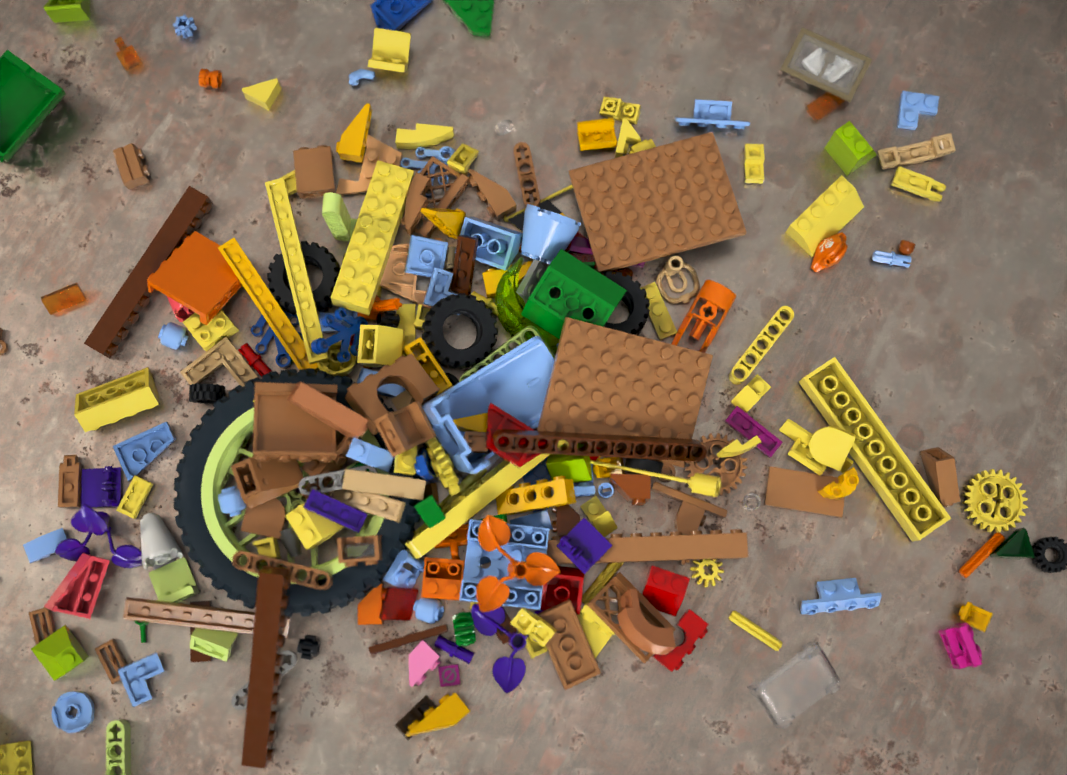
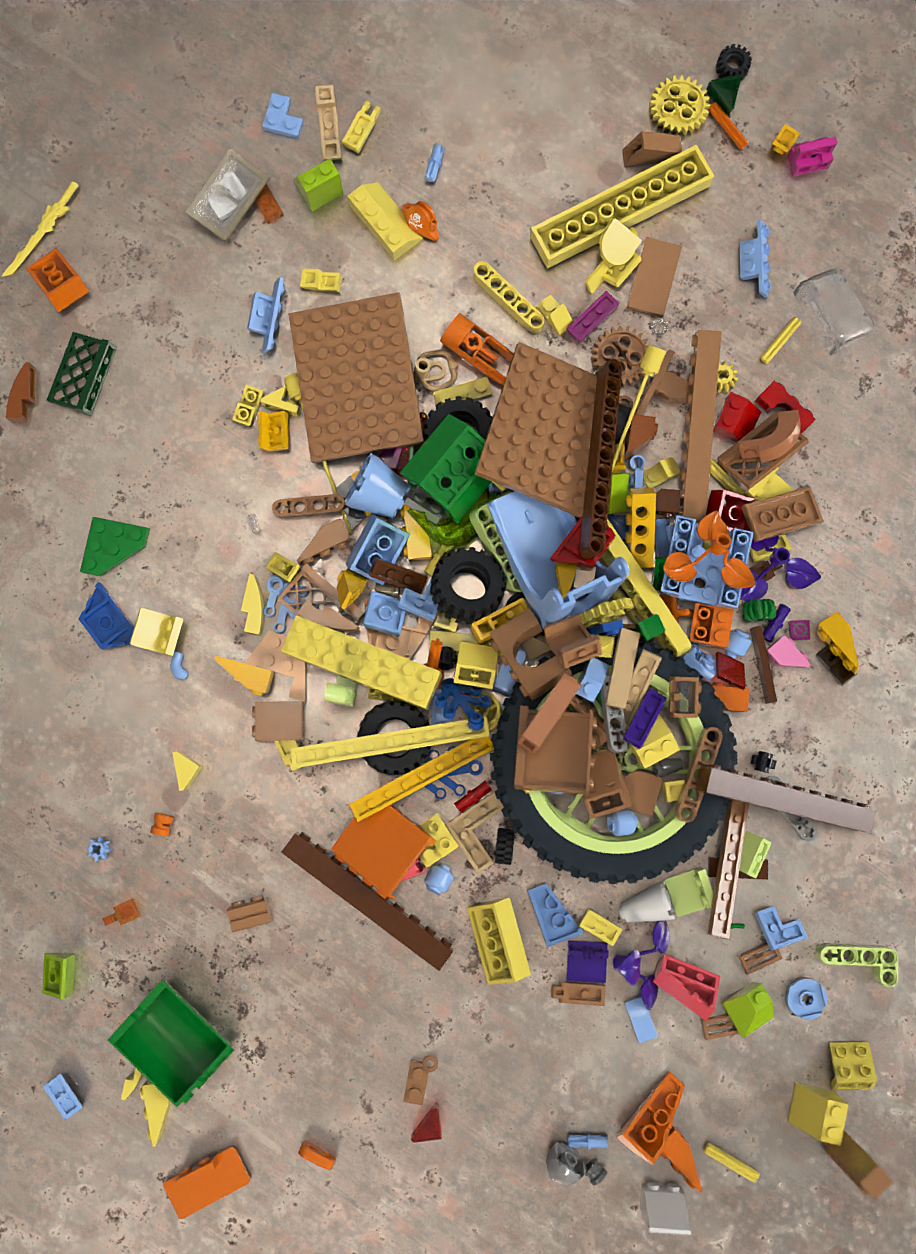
camera: 80 degrees left, 5 degrees up
(63, 298) = (386, 992): clear orange plate -> none
(533, 625) = (766, 540): light yellow slope -> none
(584, 545) = (693, 485): dark purple hinge -> none
(736, 448) = (610, 331): light yellow slope -> none
(845, 486) = (656, 237): yellow cylinder -> none
(906, 247) = (424, 148): dark orange hinge -> none

